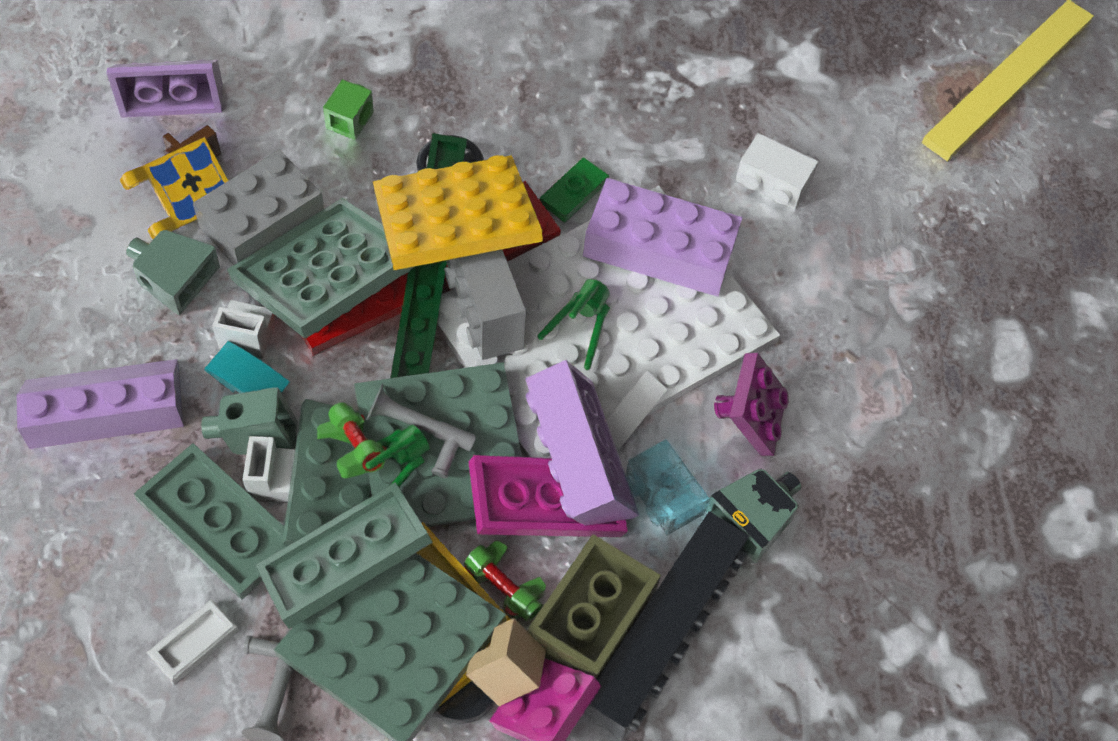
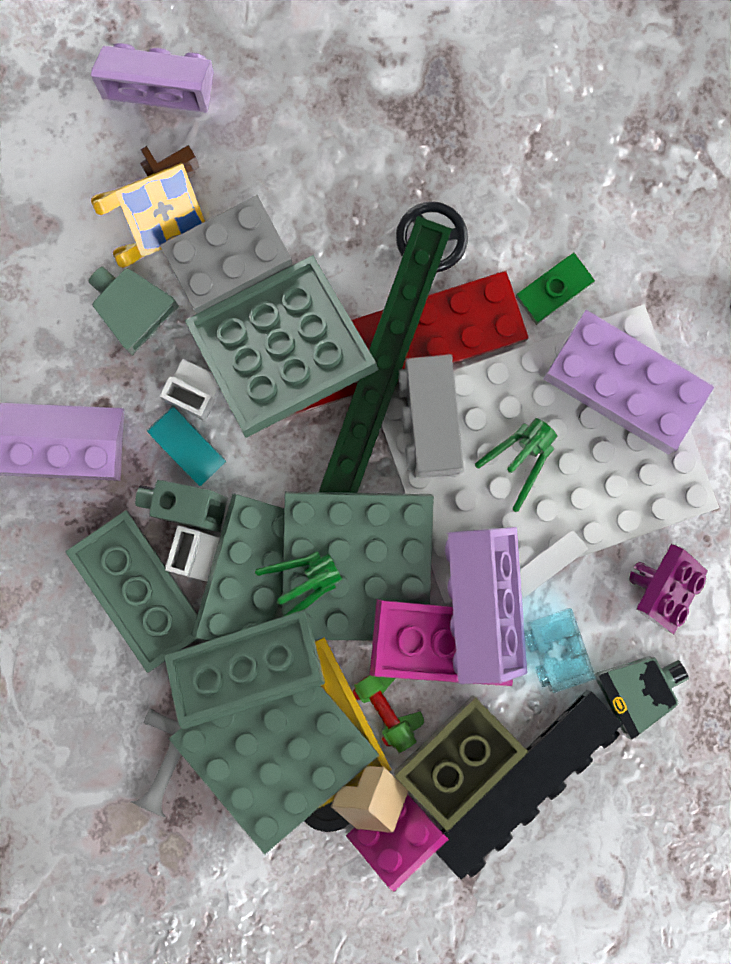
camera: 15 degrees right, 25 degrees up
(193, 641) = (101, 702): white tile -> none
(348, 109) = (340, 142): bright green brick -> none
(348, 427) = (270, 537): bright green piece -> none
(450, 434) = (367, 569): light grey piece -> none
(455, 212) = (418, 335): yellow plate -> none

